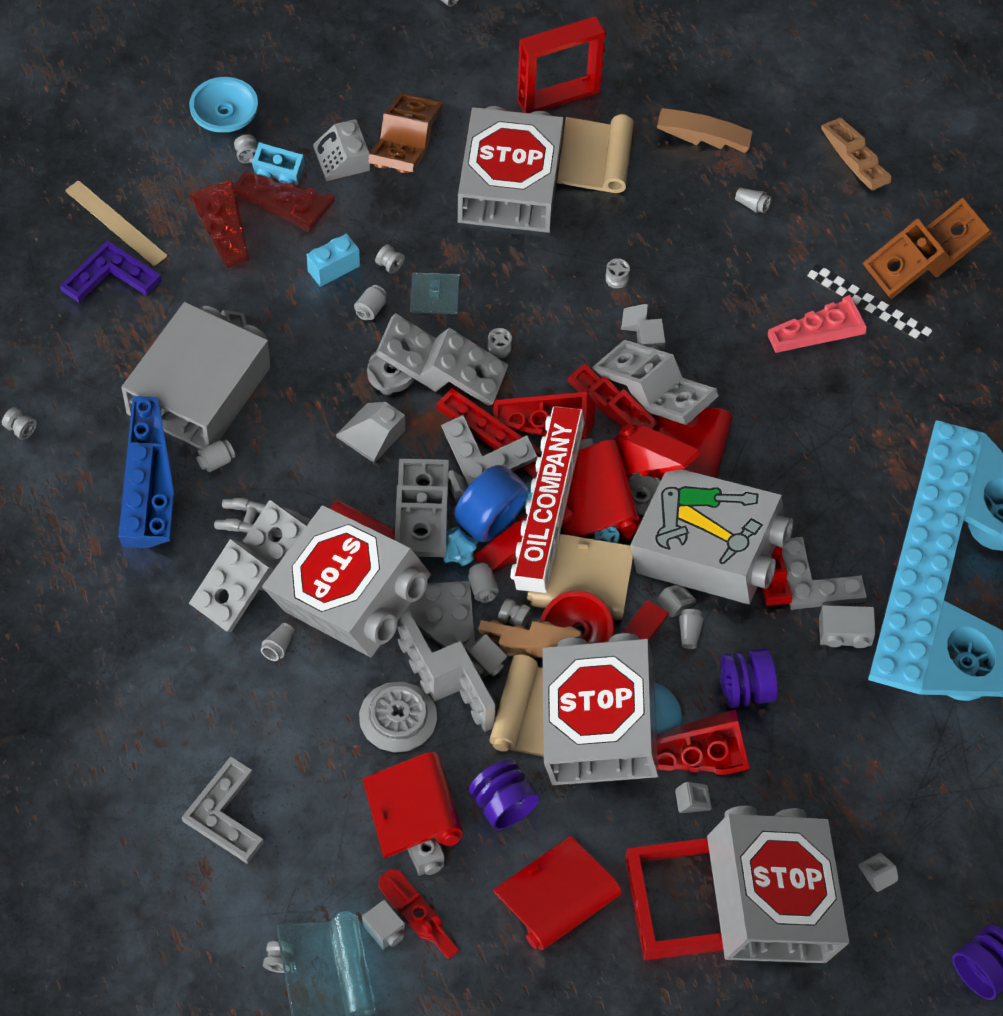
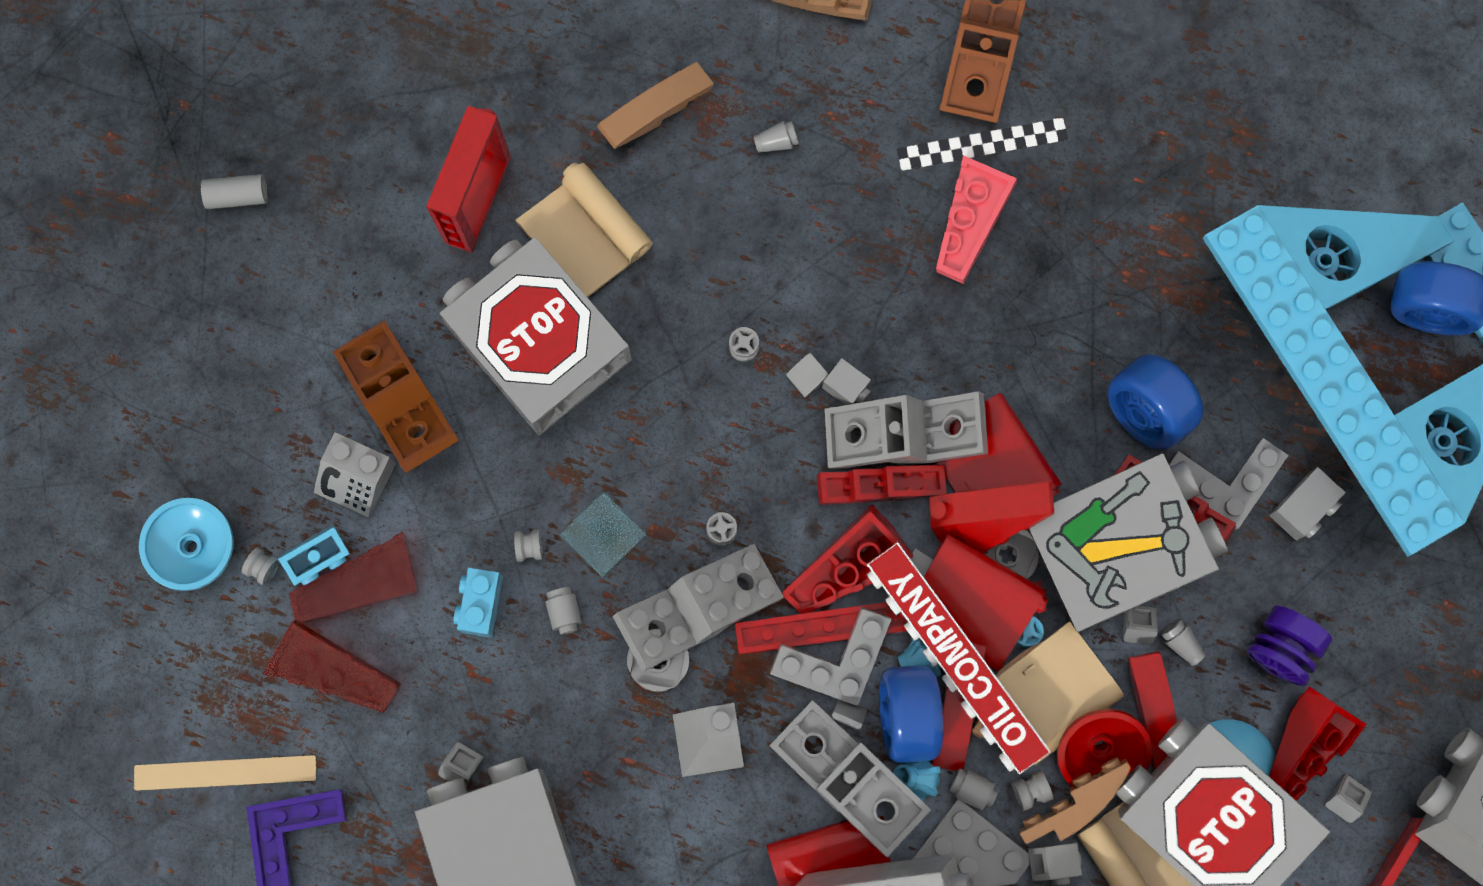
camera: 45 degrees left, 20 degrees up
(814, 489) = (1155, 402): none -> blue wheel

